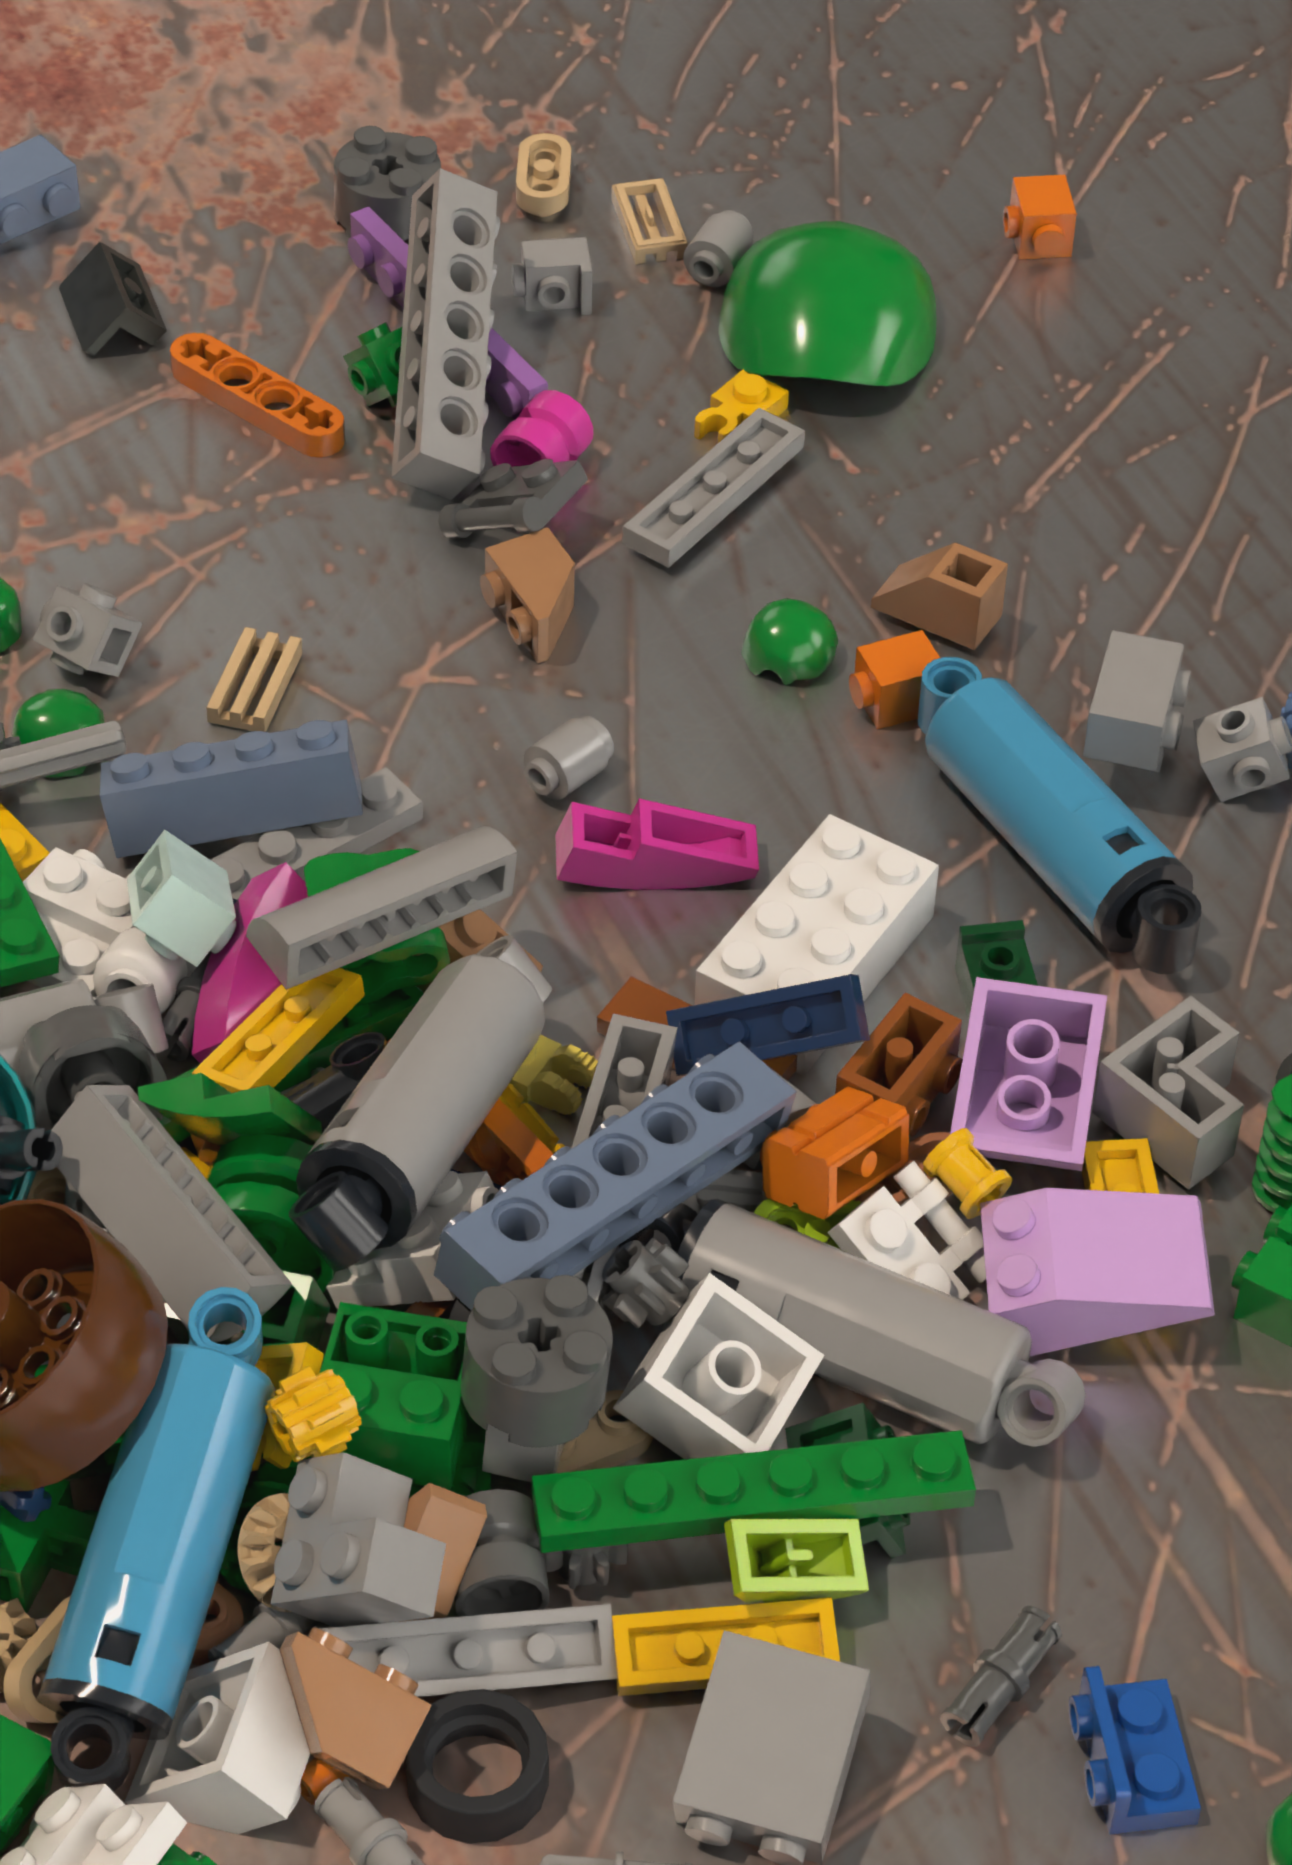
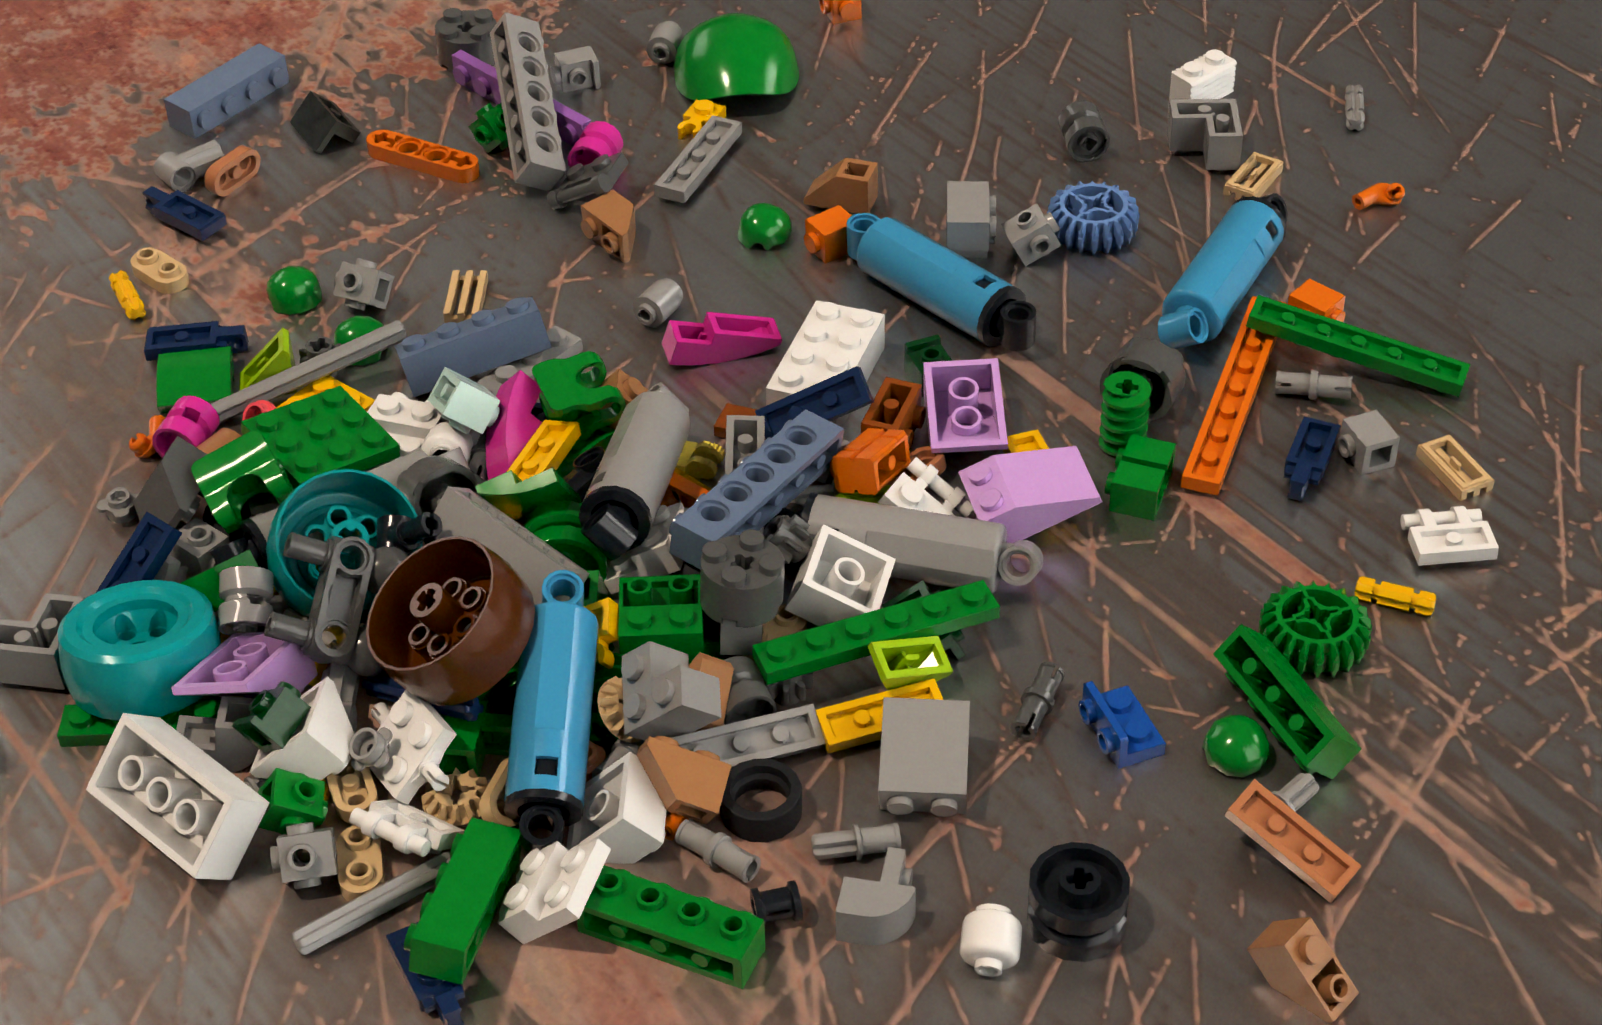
camera: 10 degrees left, 5 degrees down
(312, 1414) = (623, 628): yellow gear -> none
(385, 906) = (585, 378): light grey brick -> none
(543, 174) = (554, 22): tan plate -> none
(654, 243) = (614, 37): tan tile -> none
(966, 1172) = (946, 458): yellow bush -> none
(1172, 1091) = (1046, 401): light grey brick -> none

